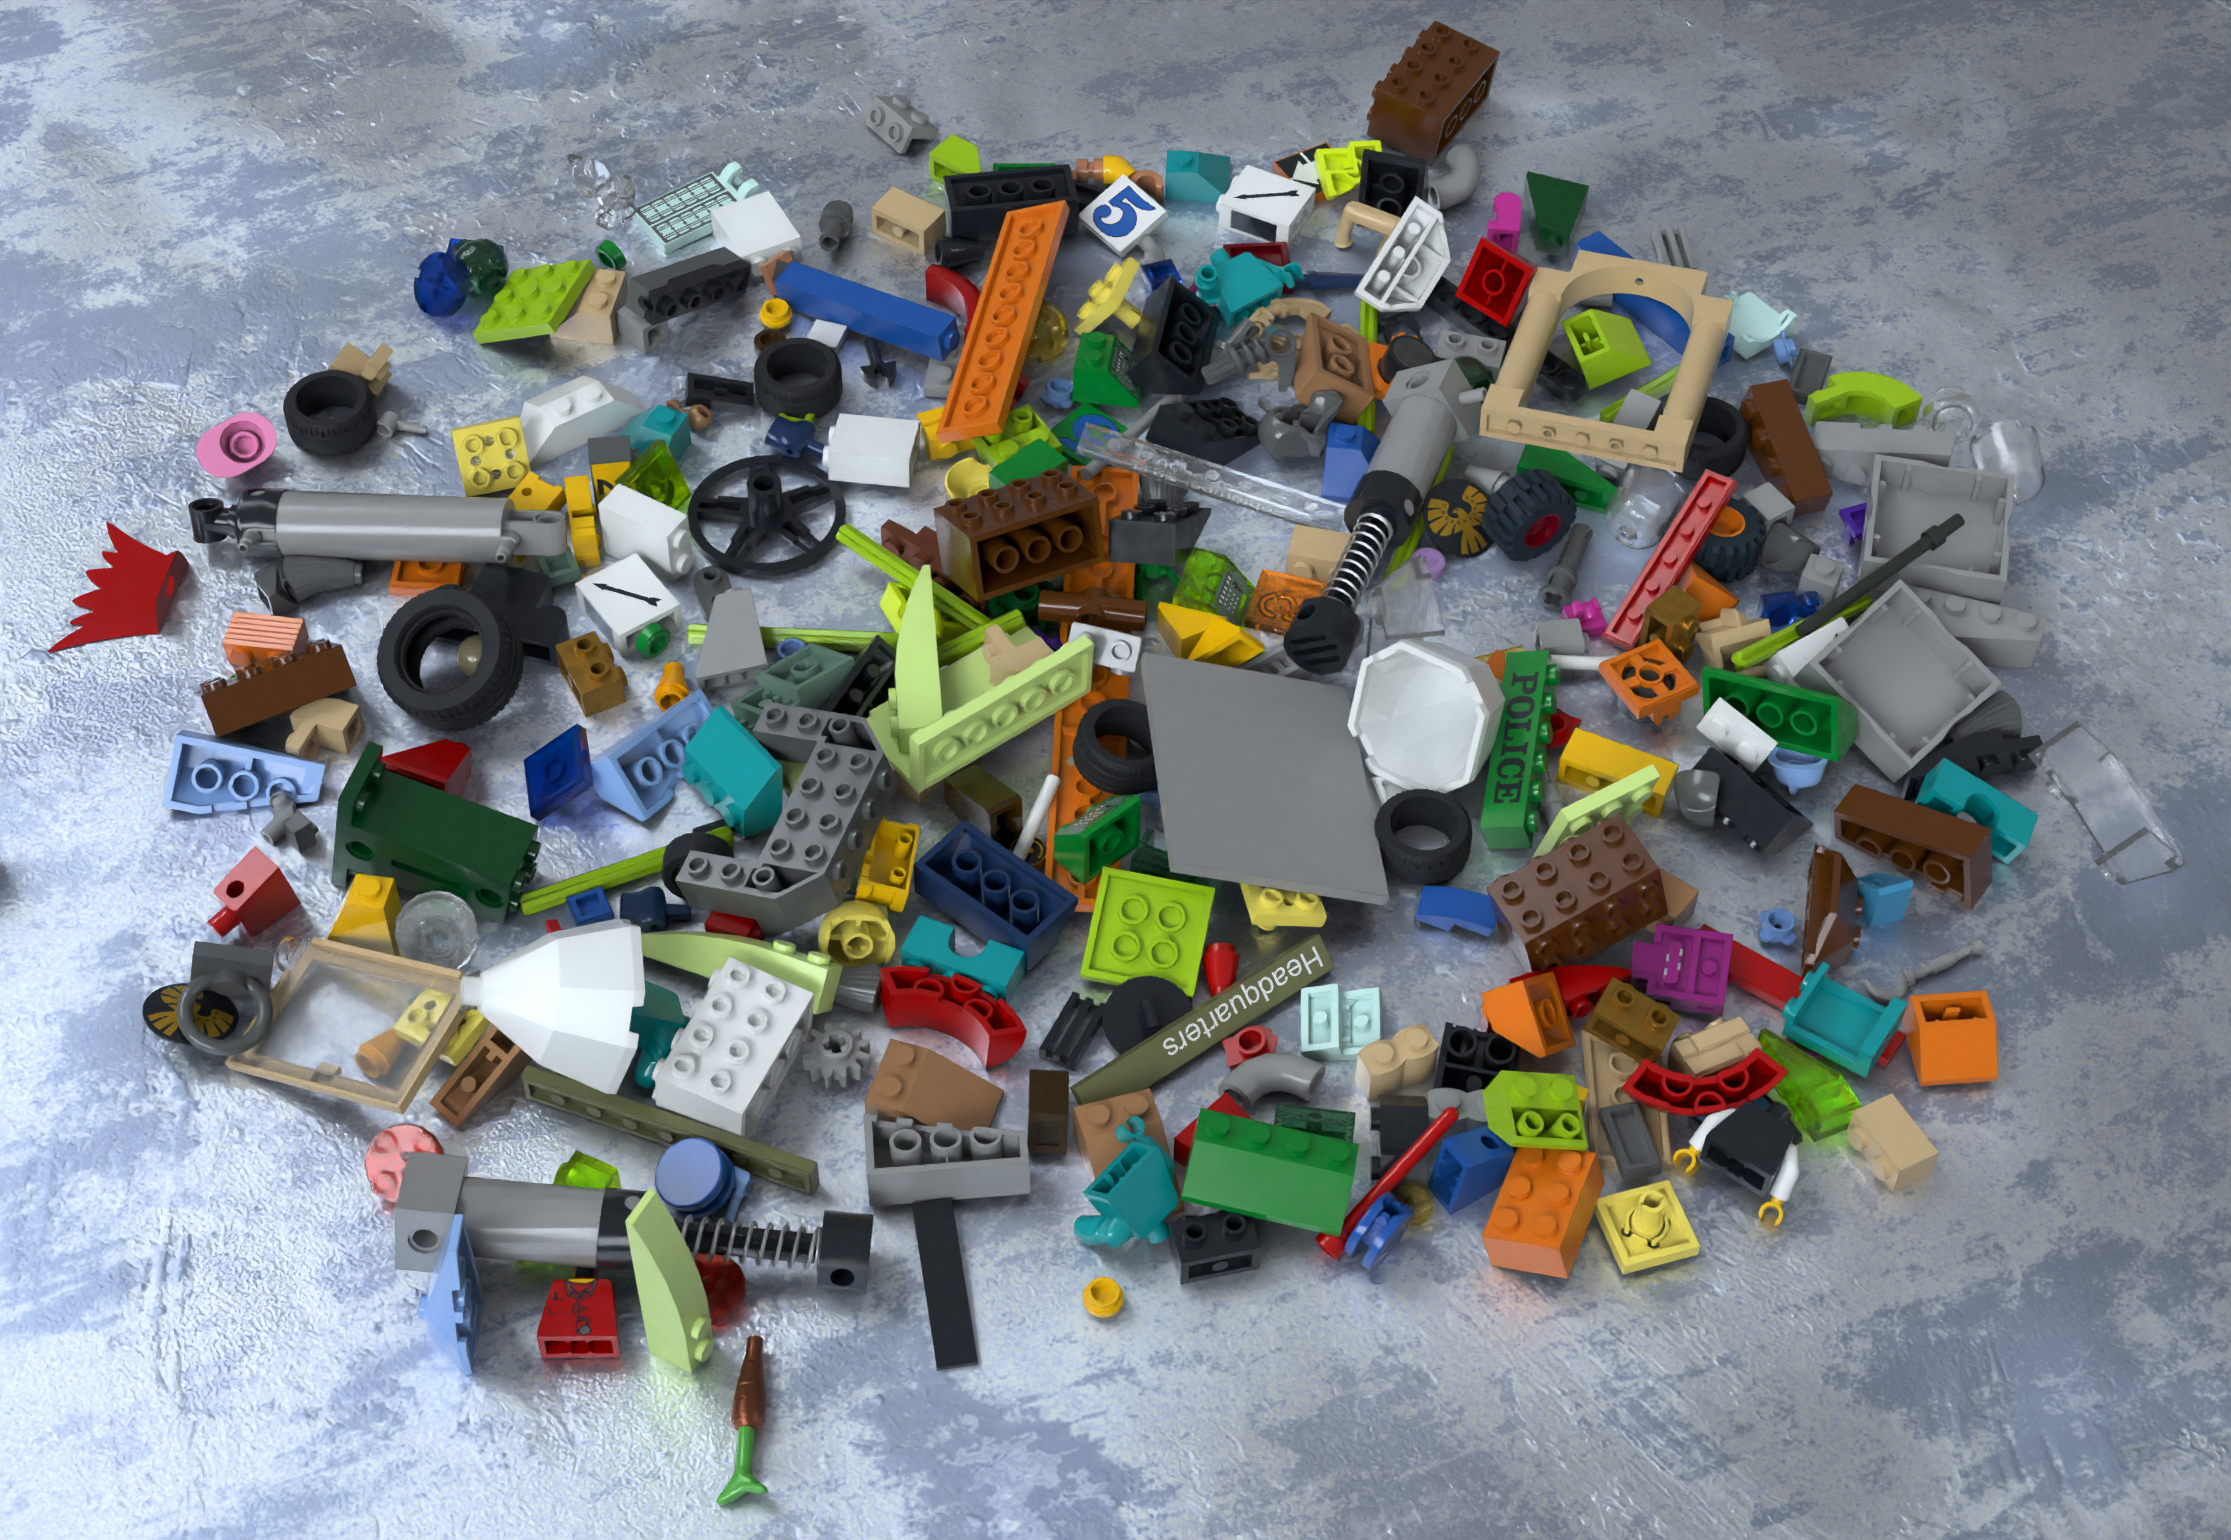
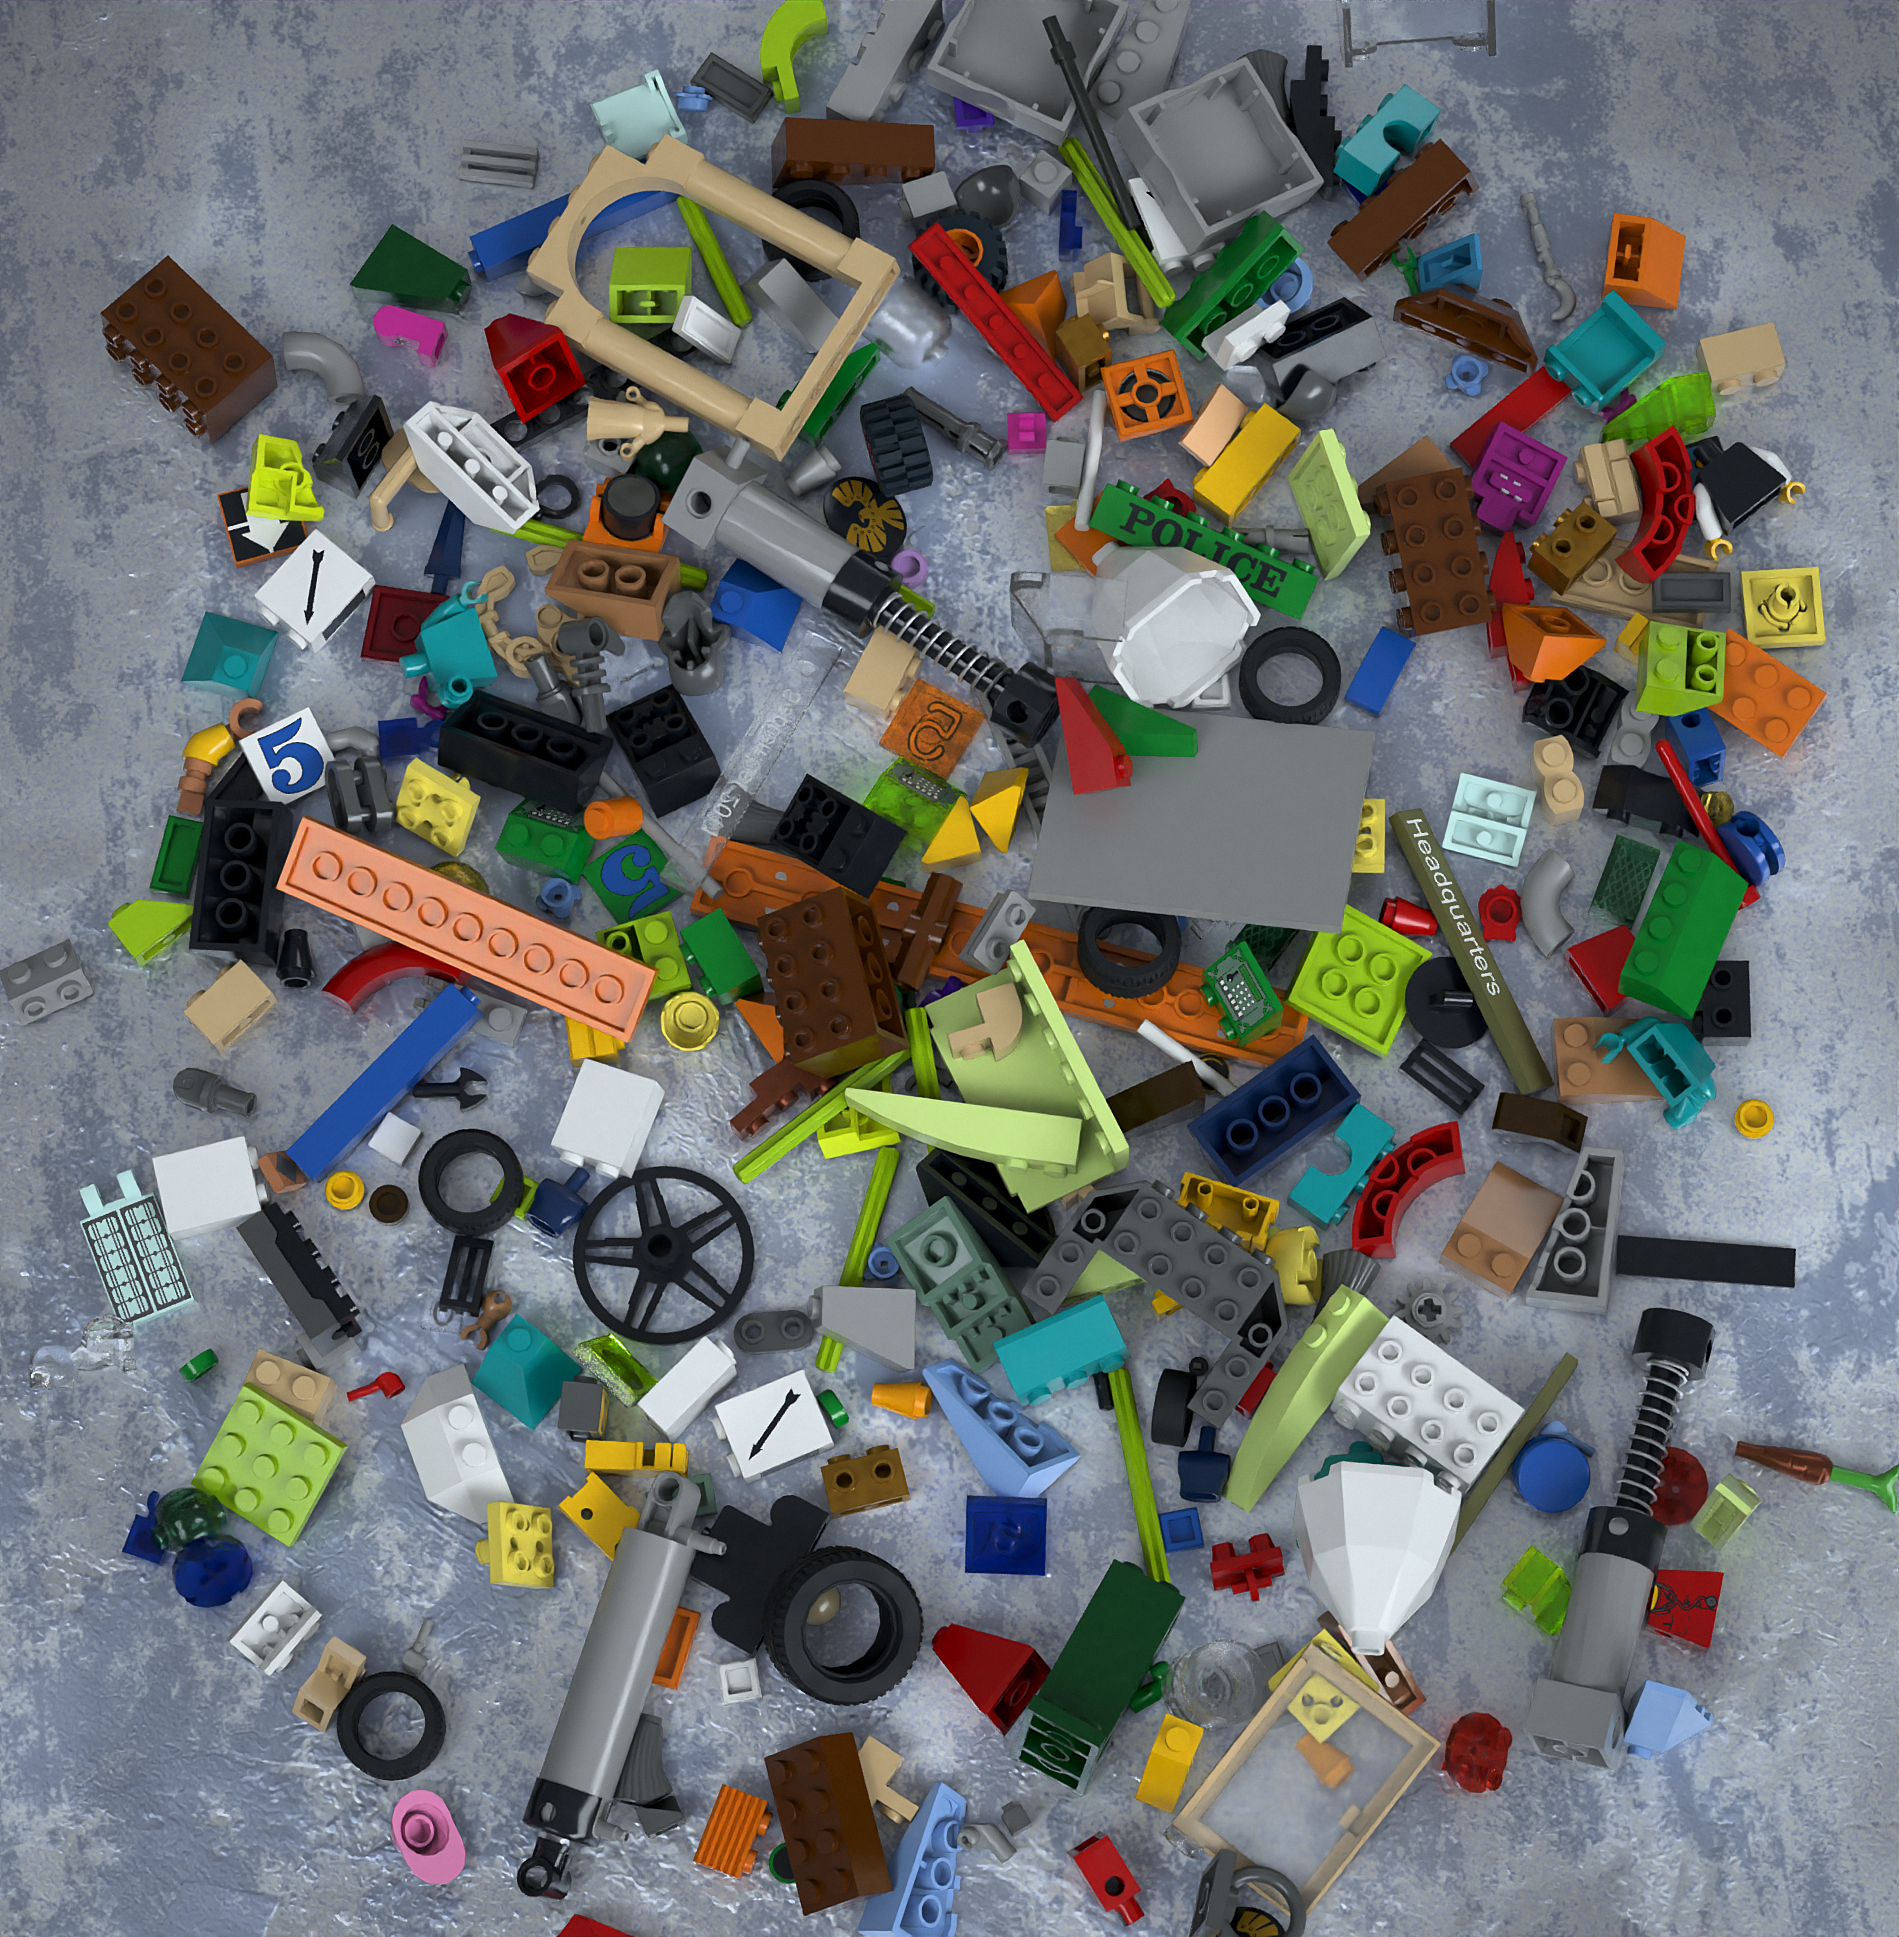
camera: 70 degrees left, 25 degrees up
(405, 333) = (275, 1628): none -> white bracket
(617, 368) = (387, 1382): none -> red hand
(1096, 245) = (359, 795): none -> dark grey brick
(1131, 396) = (613, 817): none -> orange brick
(1299, 667) = (1093, 749): none -> red slope
(1325, 710) = (1143, 729): none -> green slope
(1475, 331) = (633, 419): none -> tan piece
(1582, 384) = (706, 329): none -> white tile
(1643, 733) = (1214, 425): none -> light nougat slope
(1866, 861) = (1407, 270): none -> green hand

